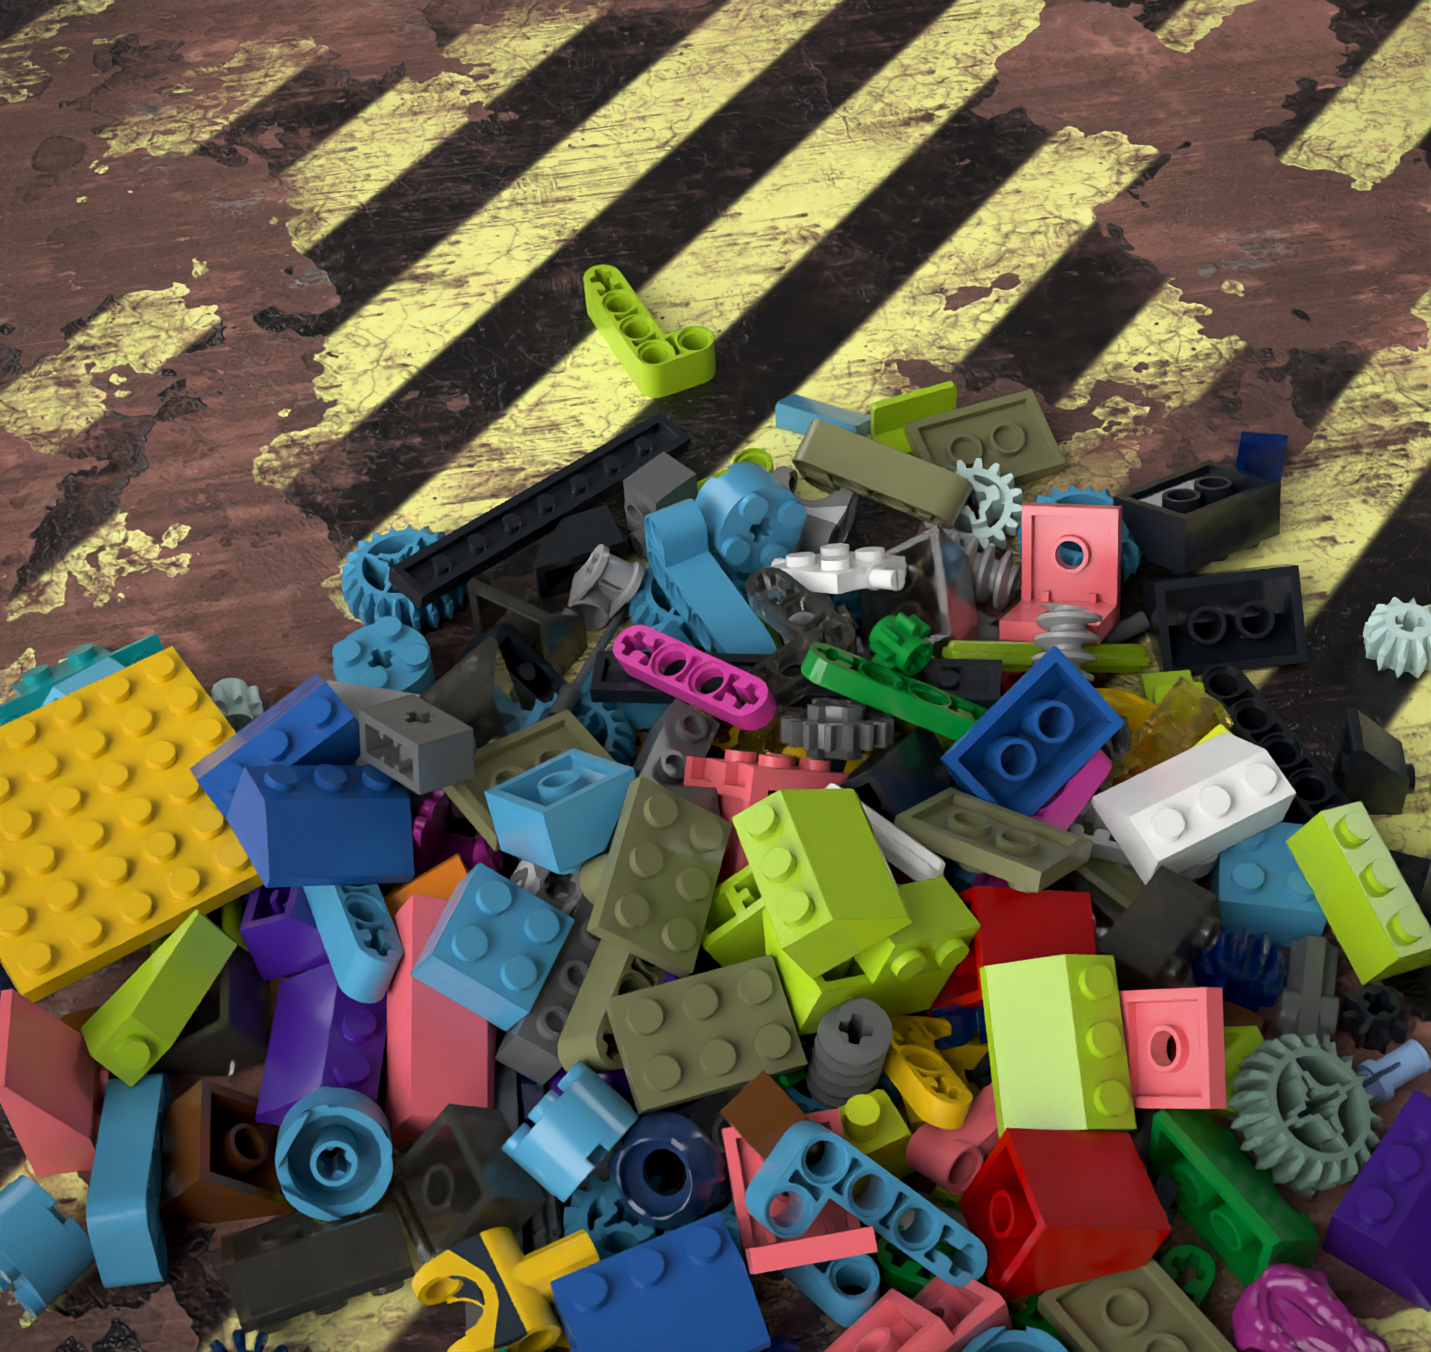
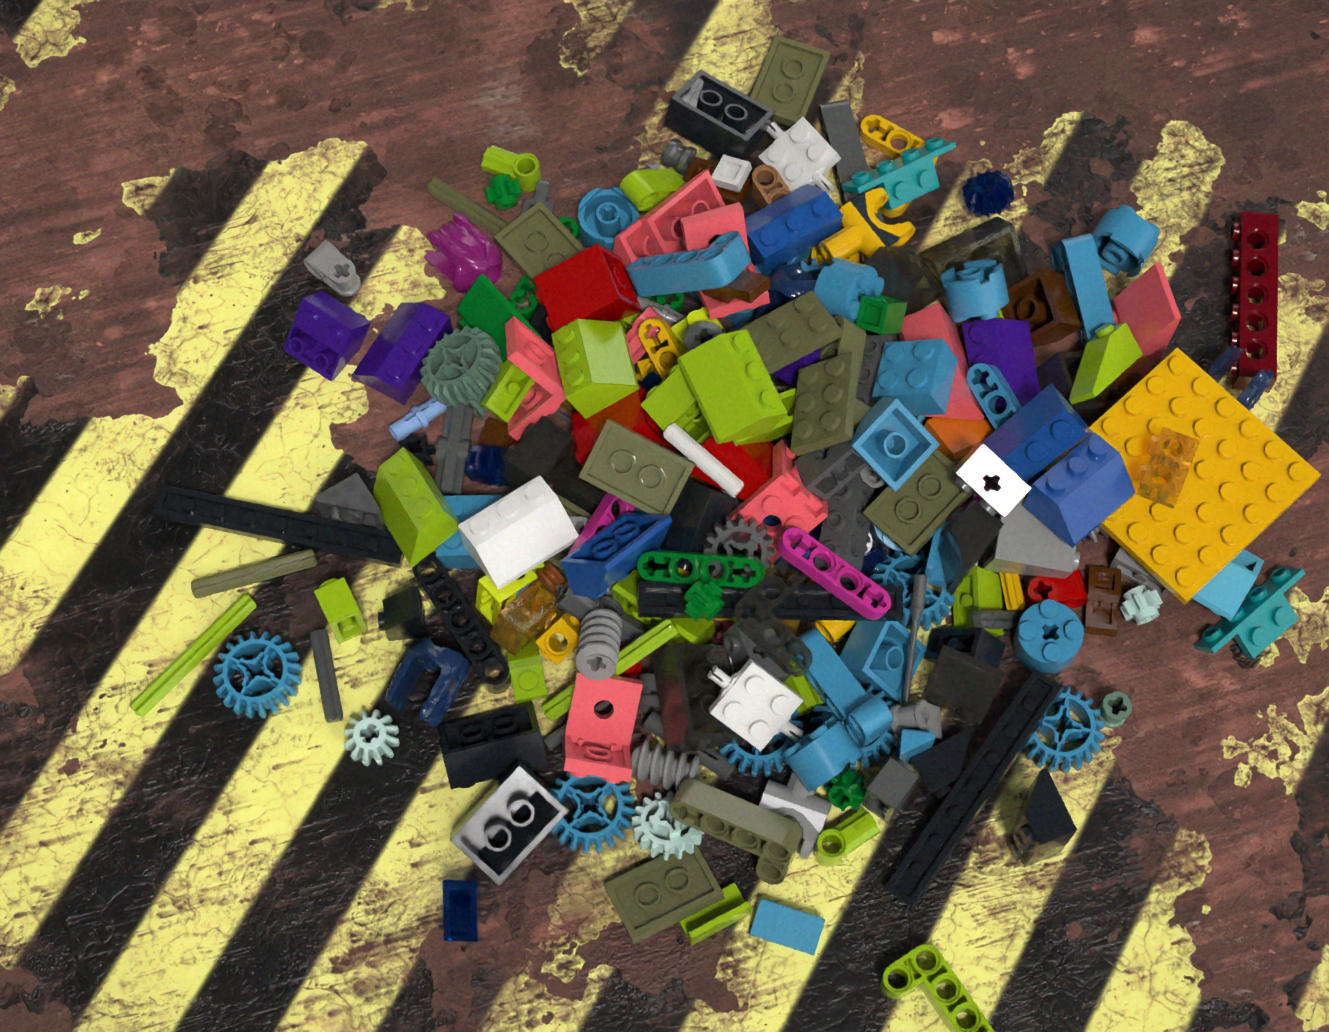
camera: 170 degrees right, 20 degrees up
(125, 784) = (1170, 468): none -> clear yellow brick
(319, 587) = (1123, 706): none -> sand green bush
(474, 439) = (1042, 823): none -> black slope
(535, 1066) = (881, 314): none -> green brick
(621, 533) = (913, 743): none -> dark azure slope
(1339, 686) = (428, 656): none -> dark blue piece

